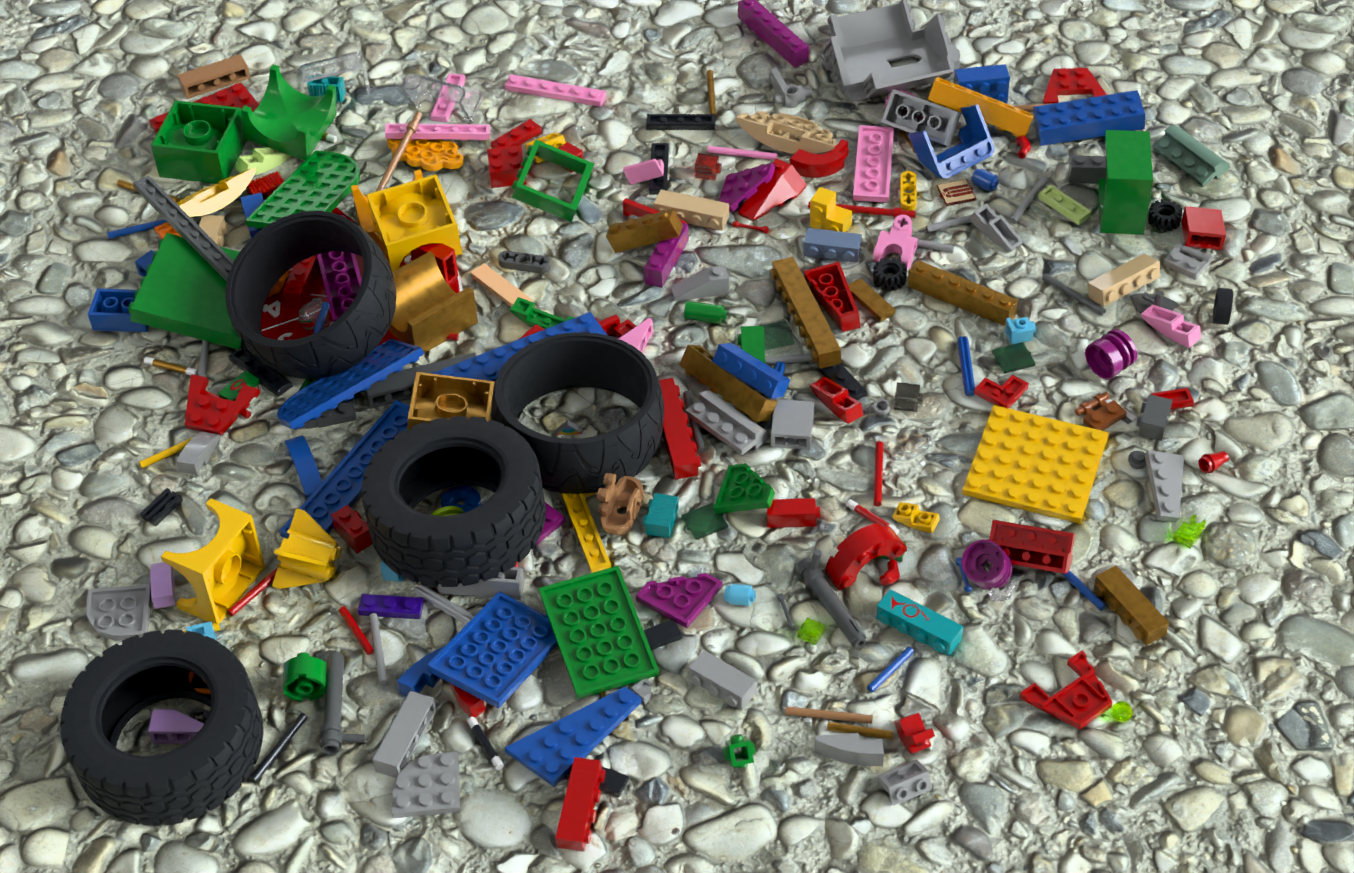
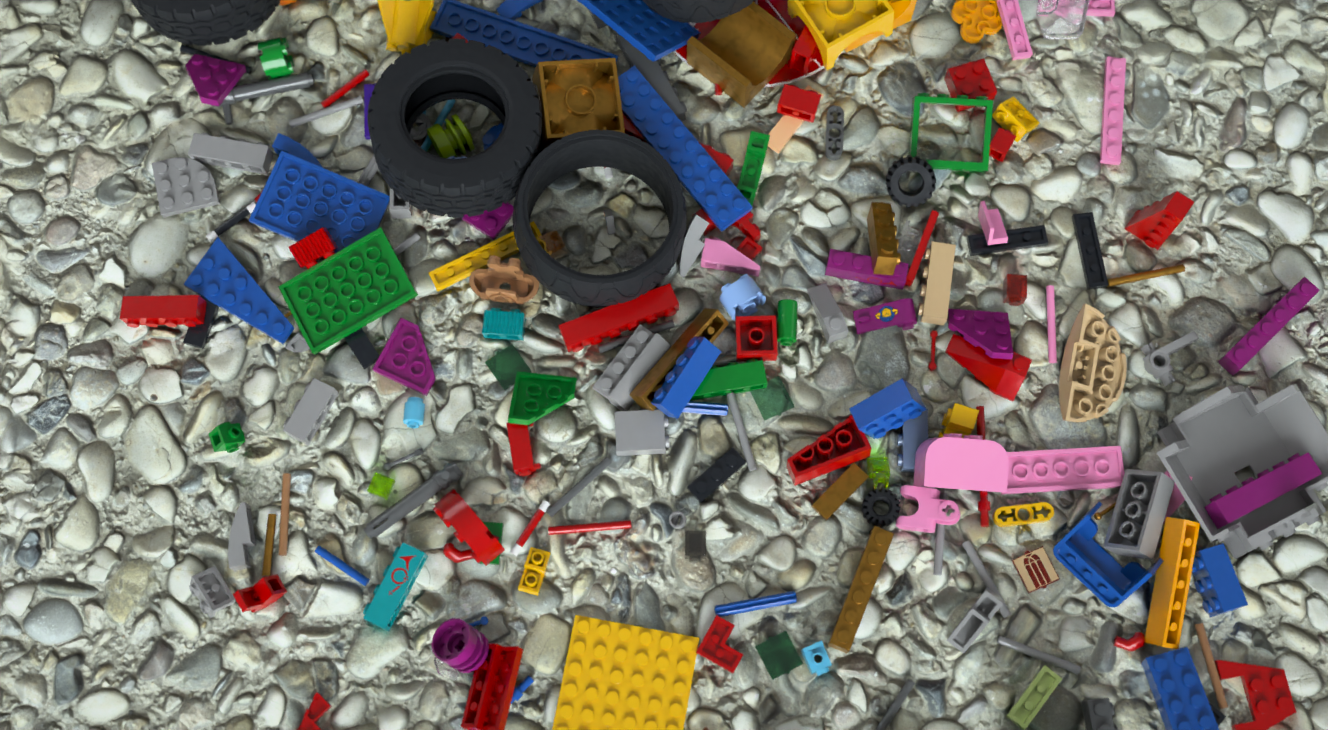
camera: 80 degrees right, 25 degrees up
(306, 740) = (213, 77): none -> magenta plate
(491, 274) = (799, 103): none -> red brick
(517, 135) = (1026, 86): red plate -> none
(545, 650) = (313, 247): none -> red brick
(581, 209) = (914, 197): none -> black tyre
(672, 63) = (1159, 220): none -> red wedge
(675, 334) = (741, 297): none -> light blue brick
(713, 246) = (886, 315): none -> magenta door
(717, 328) = (756, 338): none -> red brick
(806, 313) = (794, 425): pearl gold brick -> none
(807, 241) = (888, 409): none -> blue brick
(820, 165) = (1044, 413): red arch -> none
(837, 399) = (683, 472): red slope -> none
(837, 477) = (578, 487): none -> dark grey bar
(855, 269) = (879, 470): none -> clear neon green plate
(864, 204) = (961, 464): none -> bright pink brick
(912, 46) = (1262, 490): none -> magenta brick
(985, 179) = (1057, 600): blue brick -> none

